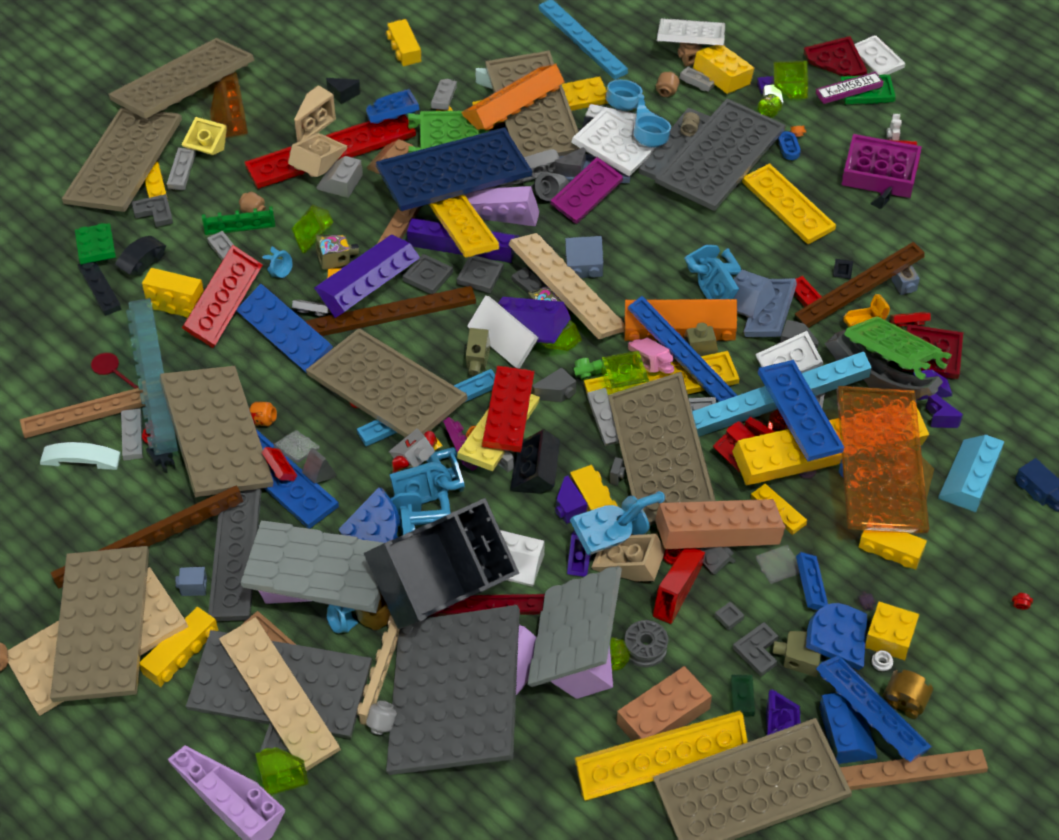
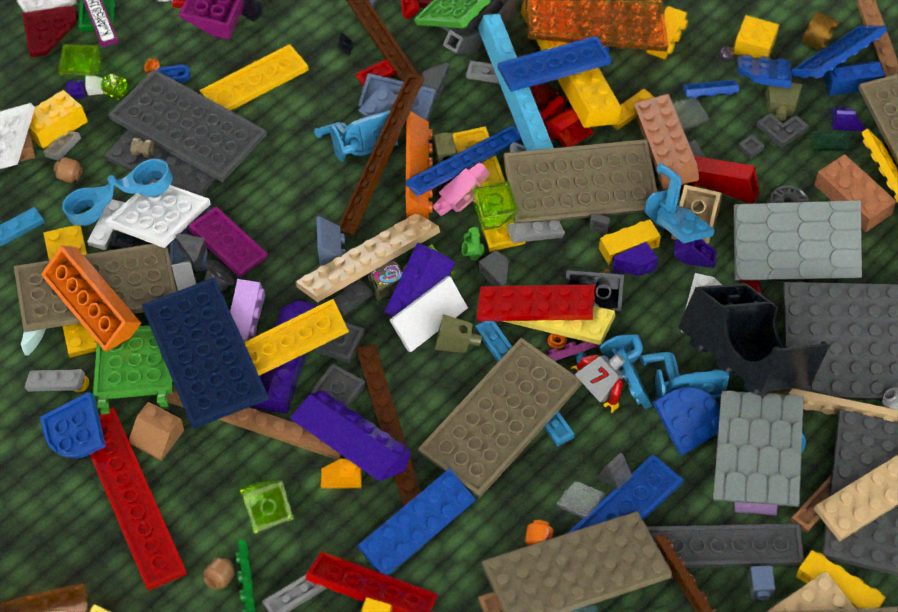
camera: 90 degrees left, 5 degrees up
(278, 267) = (317, 538): dark azure piece -> none
(279, 464) = (616, 505): red plate -> none
(304, 306) = (383, 498): light grey plate -> none
(315, 113) = (77, 512): tan slope -> none
(315, 154) = (151, 501): tan slope -> none
(334, 250) = (302, 479): olive torso -> none
(342, 177) = (179, 482): light grey slope -> none
(343, 89) = (28, 490): black slope -> none
(693, 287) = (380, 154): none -> reddish brown plate
(798, 348) = (463, 87): white tile -> none
(878, 307) = (408, 28): light orange animal -> none
(882, 656) = (782, 49): white plate -> none

